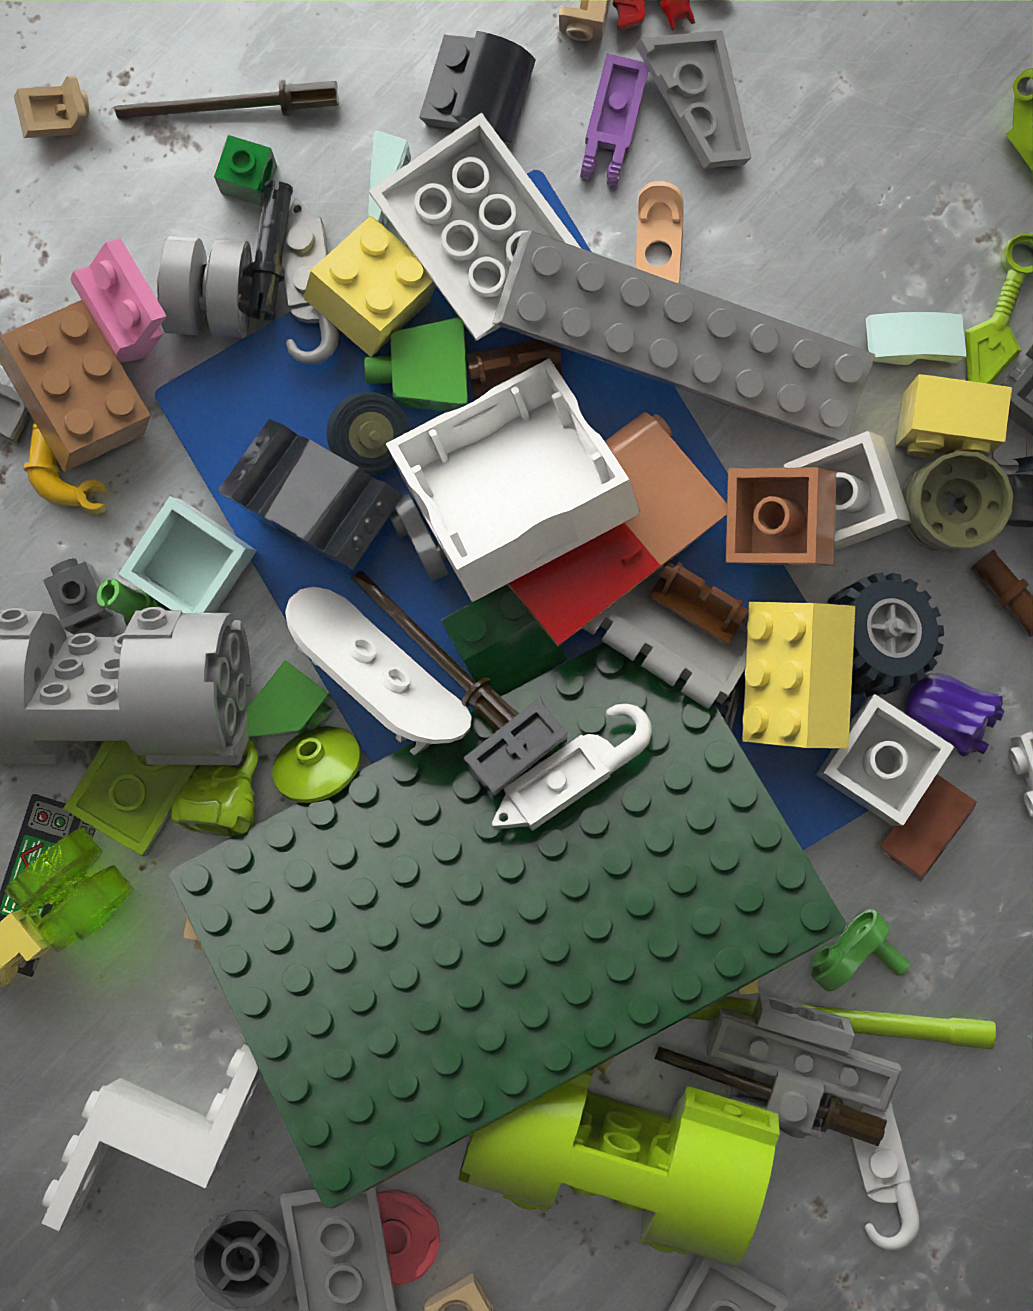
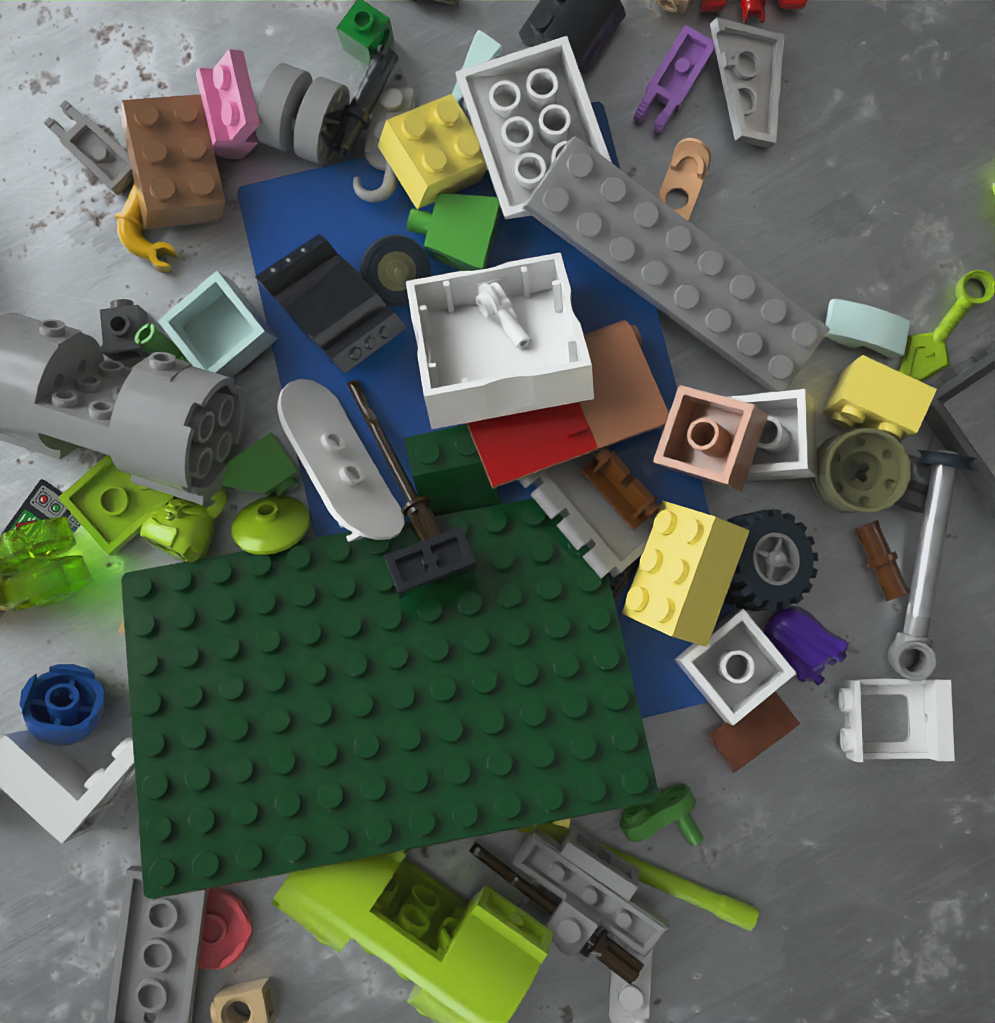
camera: 25 degrees right, 0 degrees up
(148, 1038) = (62, 704): none -> blue cylinder
(236, 1279) = (79, 909): dark grey cylinder -> none
(409, 522) = (405, 351): dark grey piece -> none
(493, 437) = (494, 303): none -> white plate
(500, 364) = (520, 246): reddish brown hinge -> none
(570, 773) = (469, 596): white plate -> none

